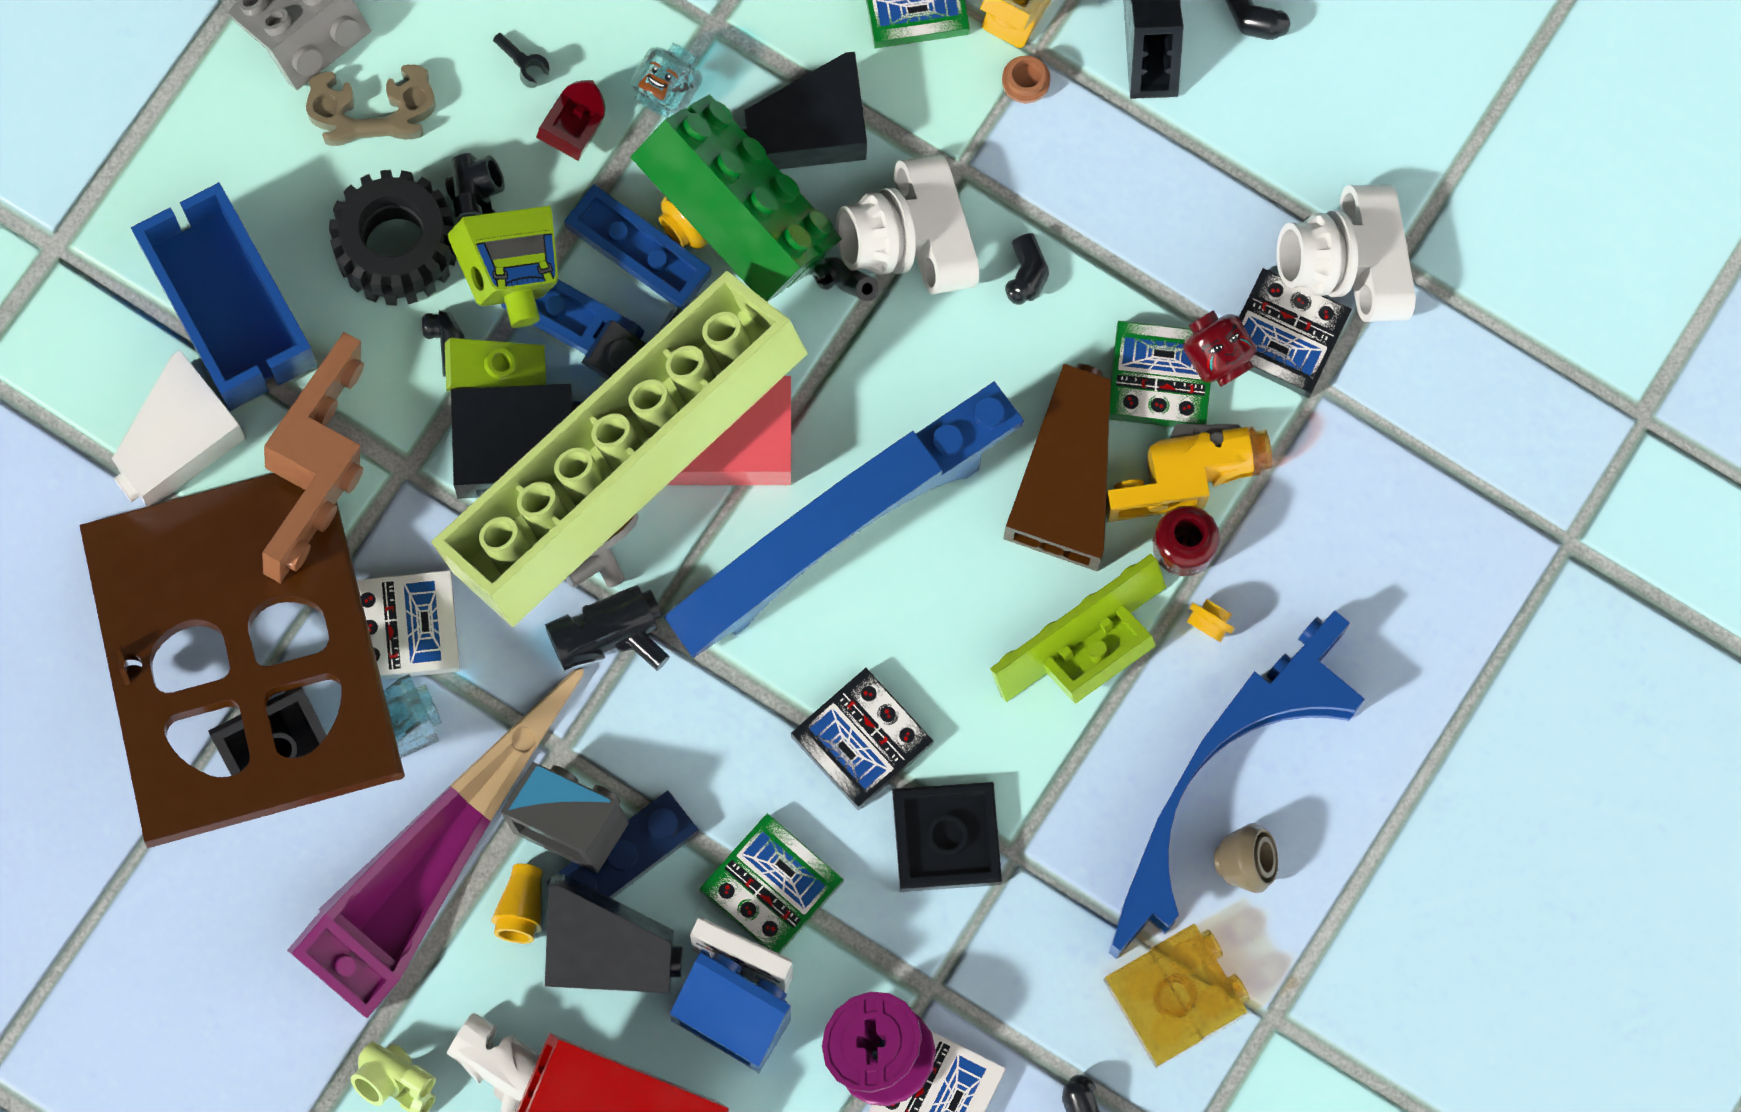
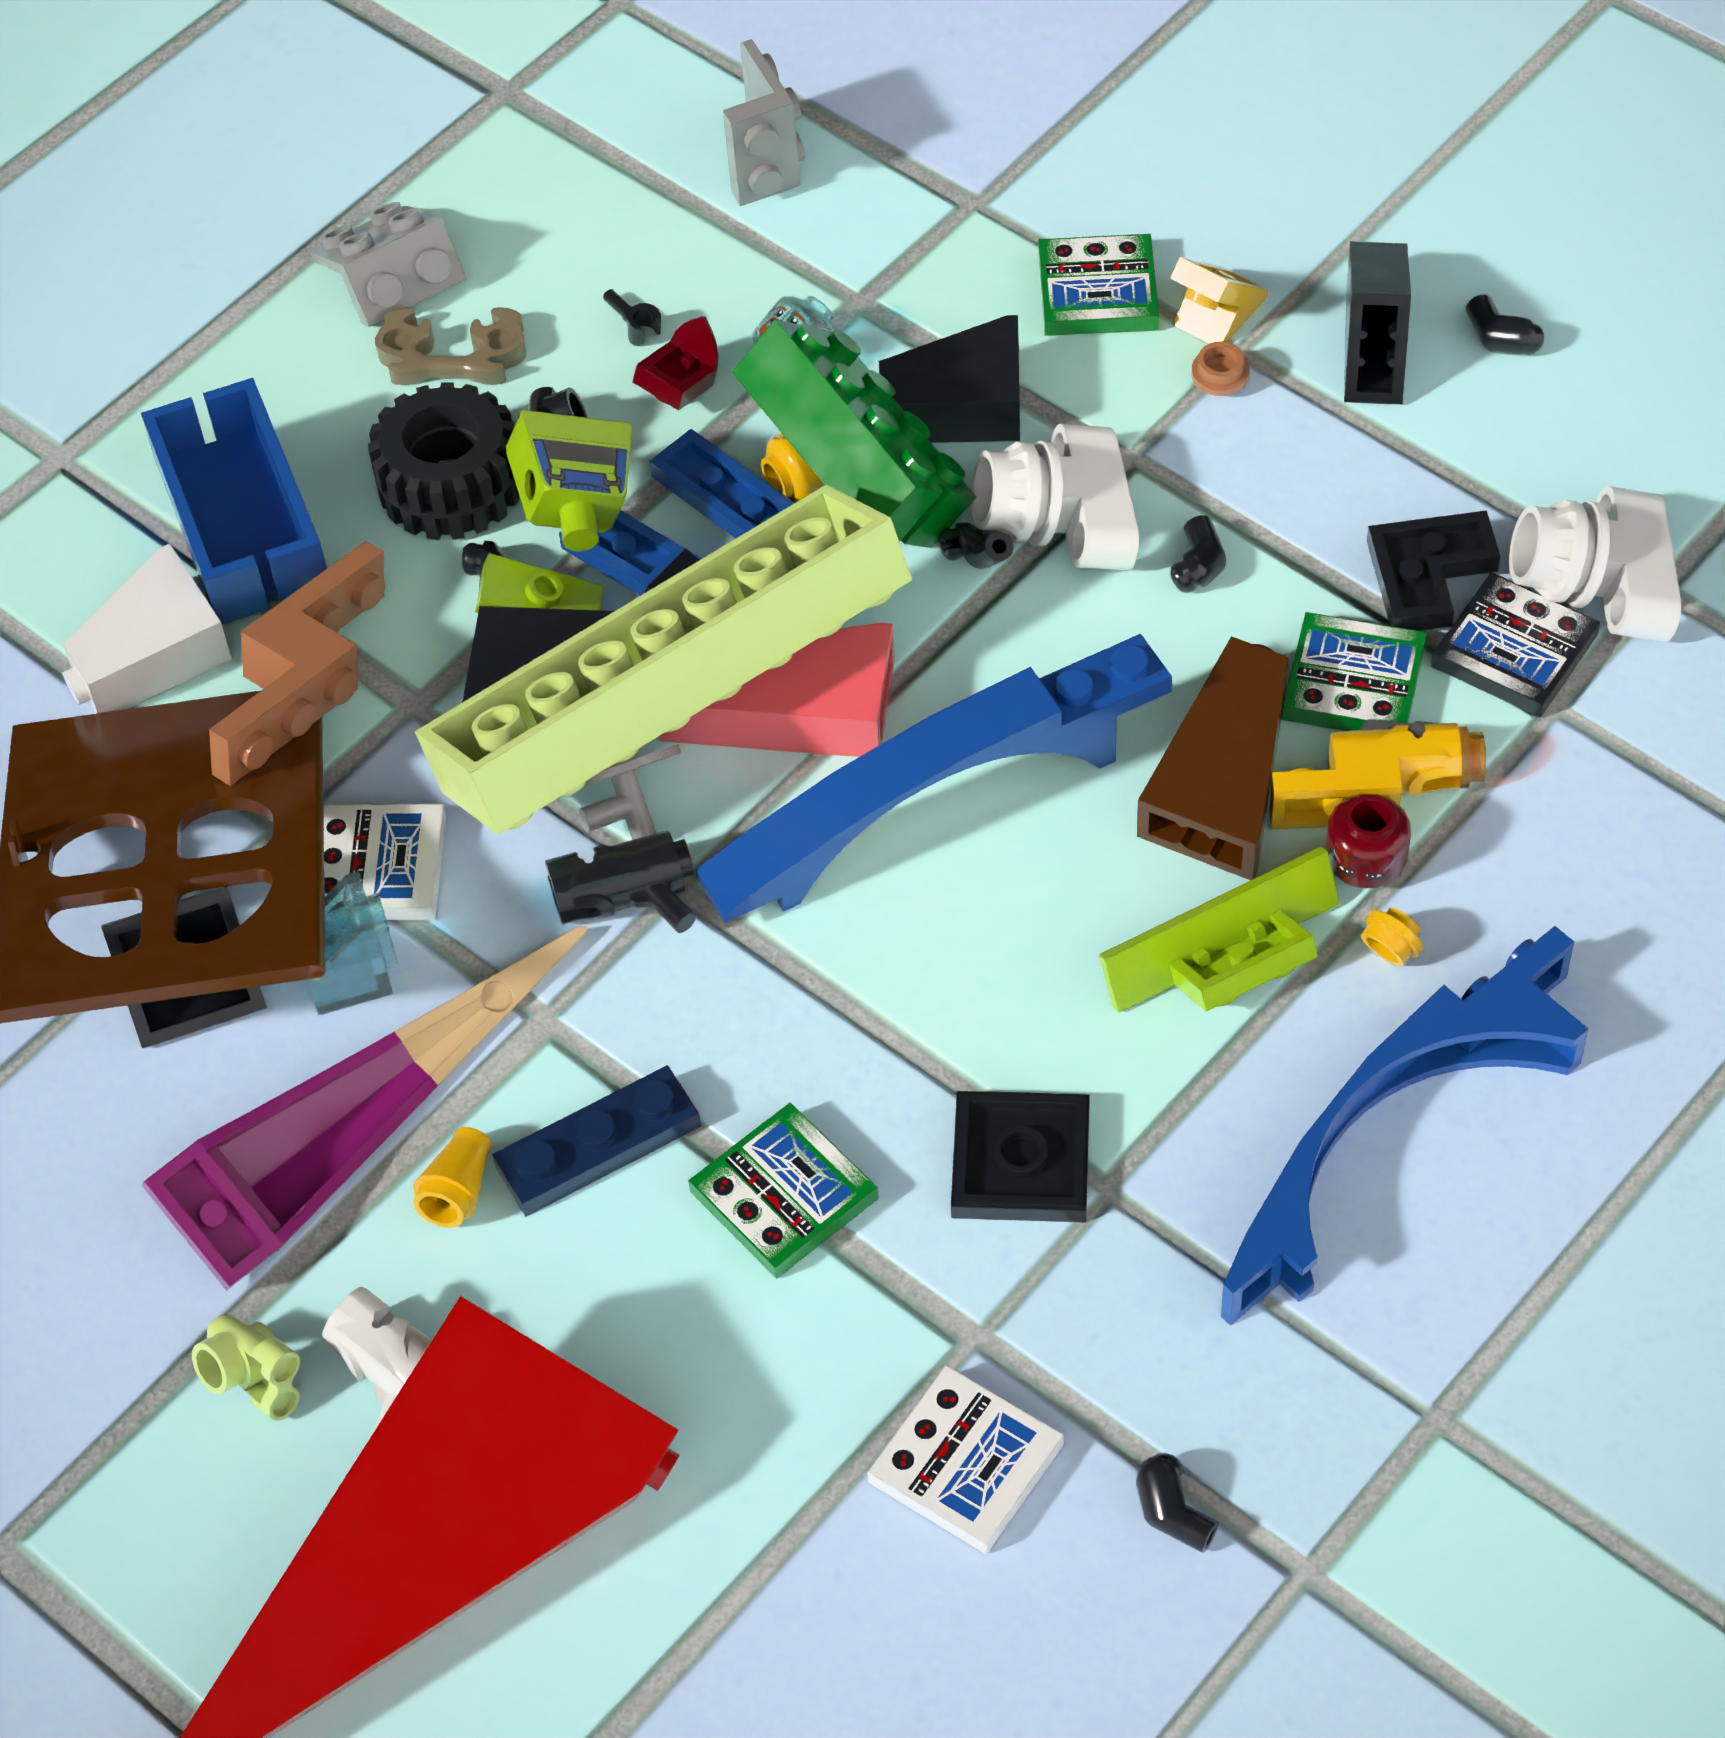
camera: 15 degrees right, 20 degrees down
(566, 816) = (529, 1073): dark grey brick -> none
(605, 943) = (549, 1224): black slope -> none
(731, 1010) = (704, 1316): blue slope -> none
(755, 960) = (726, 1249): white tile -> none
(856, 1032) = (892, 1384): magenta piece -> none
(862, 738) = (926, 1034): tile -> none
(1178, 994) = (1310, 1369): clear yellow plate -> none
(1204, 254) = (1419, 555): none -> black plate
(1219, 348) = (1429, 637): dark red head -> none
(1248, 858) = (1418, 1209): dark tan cone -> none

